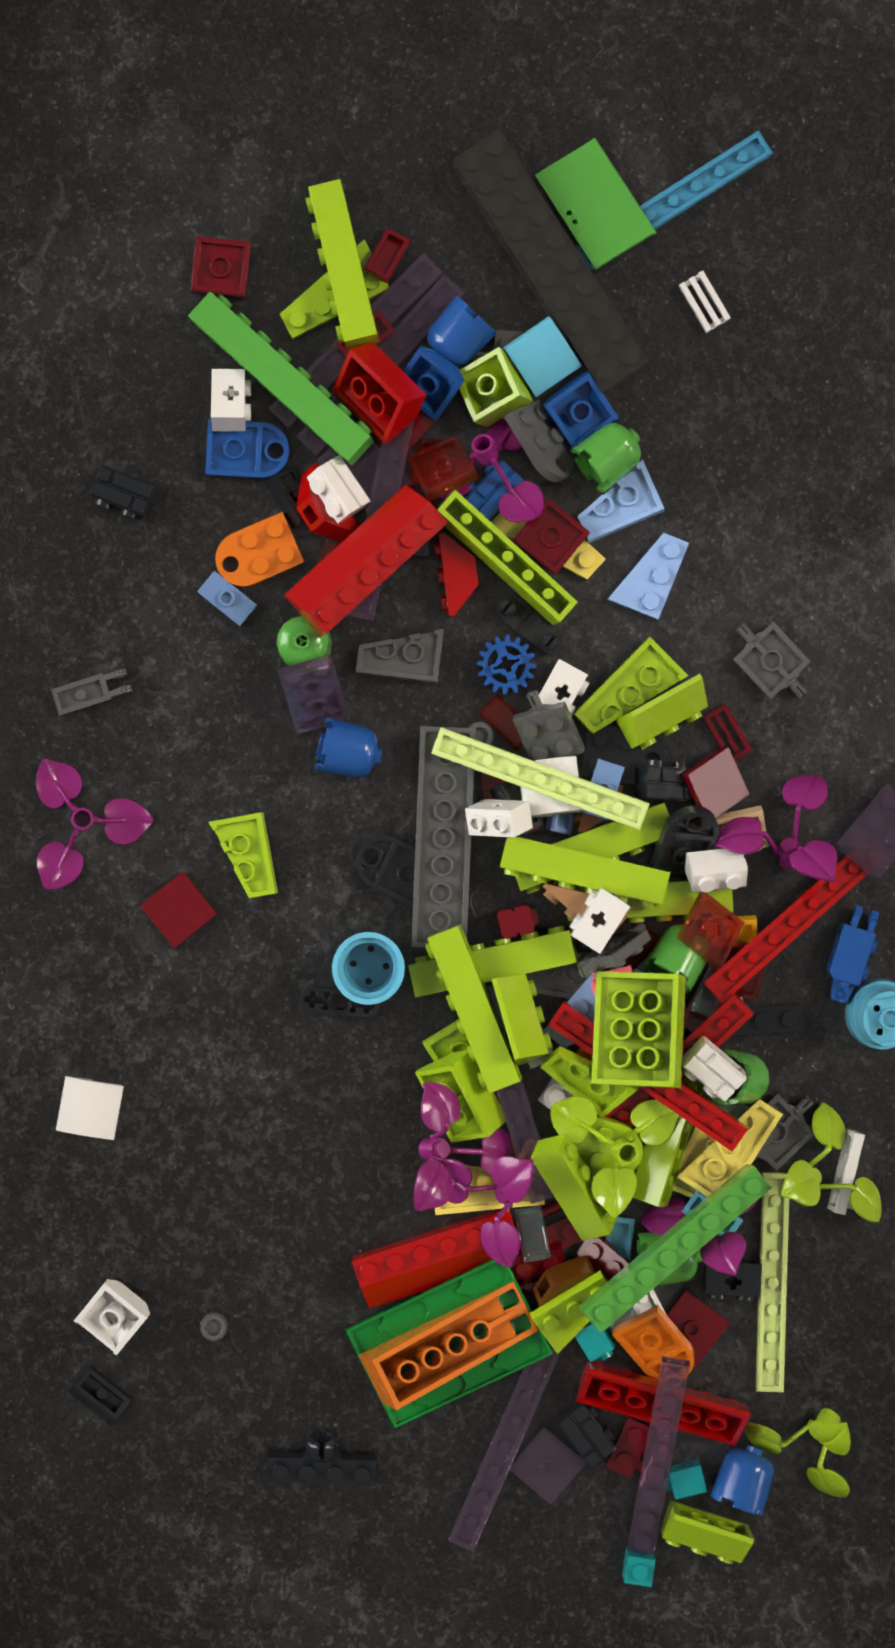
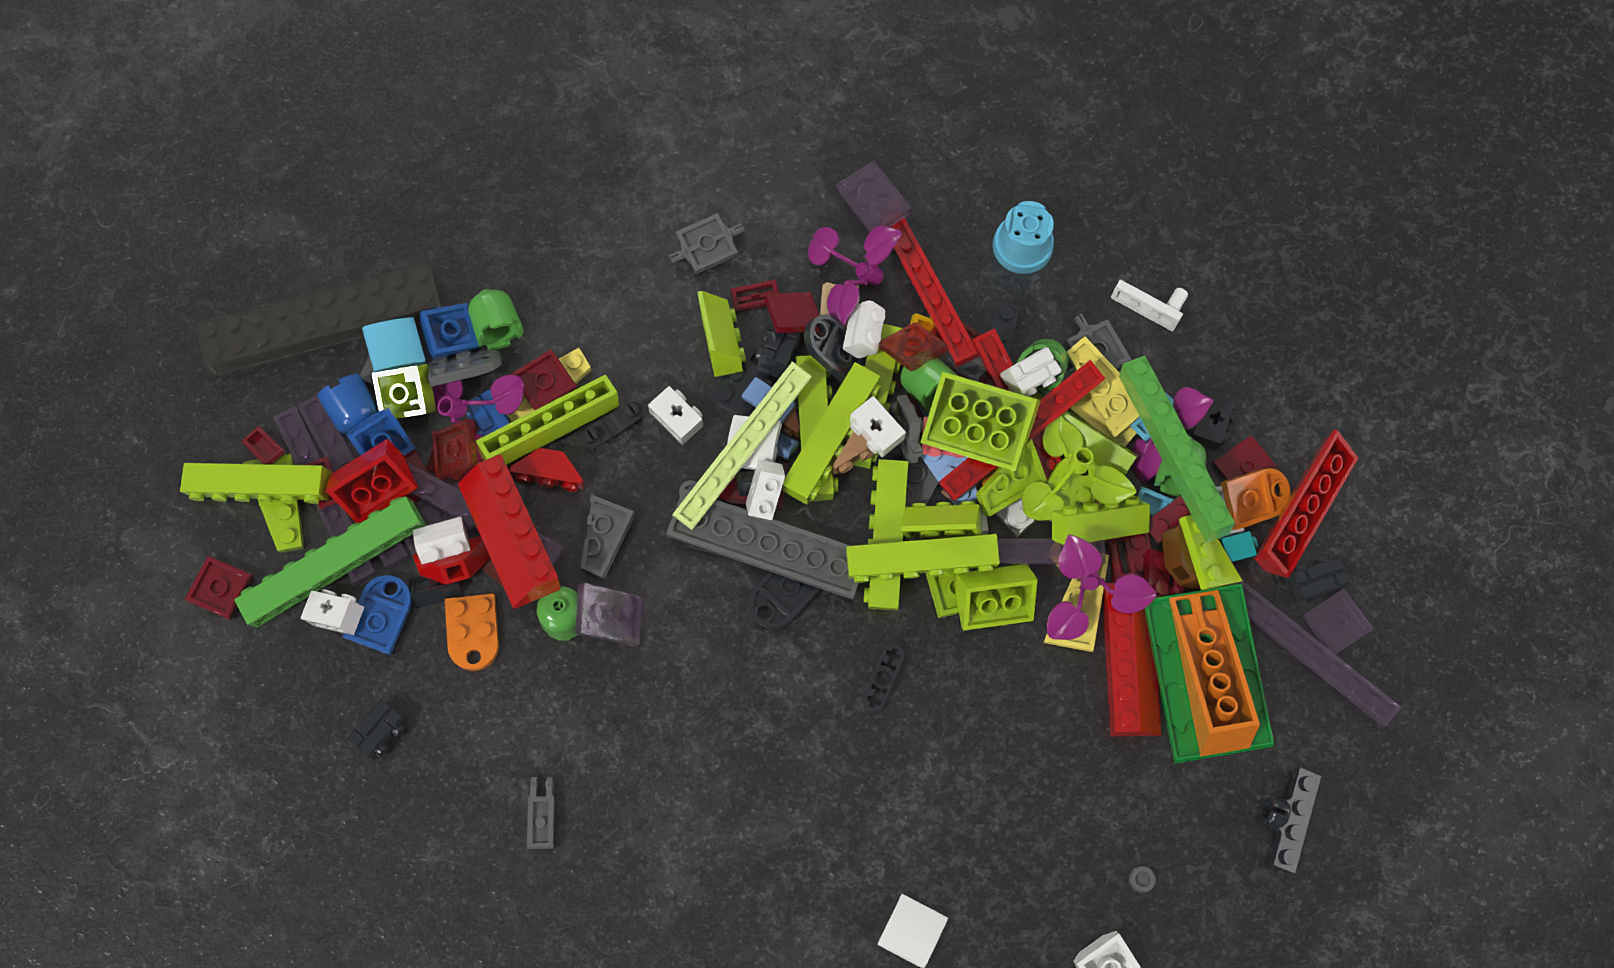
camera: 75 degrees left, 15 degrees down
(123, 820) = (665, 820): magenta plant -> none
(178, 909) = (759, 795): dark red tile -> none
(227, 598) = (502, 669): medium blue plate -> none
(249, 851) = (727, 717): lime wing -> none
(347, 749) = (665, 603): blue cylinder -> none
(369, 965) = (849, 621): medium azure piece -> none
(438, 1110) = (1065, 635): magenta plant -> none
(500, 717) = (687, 468): clear red tile -> none
(501, 652) = (629, 452): blue gear -> none
(517, 920) = (857, 504): dark red brick -> none
(532, 1233) = (1143, 567): clear light blue tile -> none
(547, 730) = (704, 431): dark grey plate -> none
(603, 210) = (296, 265): bright green container -> none
(623, 505) = (539, 320): light blue wing -> none
(629, 1447) = (1332, 543): dark red plate -> none
(632, 684) = (688, 353): lime wing -> none
(638, 1568) = (1446, 569): teal brick -> none
(652, 578) = (608, 317): light blue wing -> none
(658, 1454) = (1352, 518): plate -> none
(686, 1479) = (1377, 508): teal brick -> none
(703, 182) = (309, 209): dark azure tile -> none
(706, 1533) = (1429, 503): lime slope -> none
(714, 297) = (415, 205): white tile -> none
(744, 1480) = (1388, 458): blue cylinder -> none
(773, 1291) = (1246, 397): yellowish green tile -> none
(804, 1181) = (1145, 333): lime plant -> none
(827, 1431) = (1360, 380): lime plant -> none
(851, 954) = (967, 250): blue hinge -> none

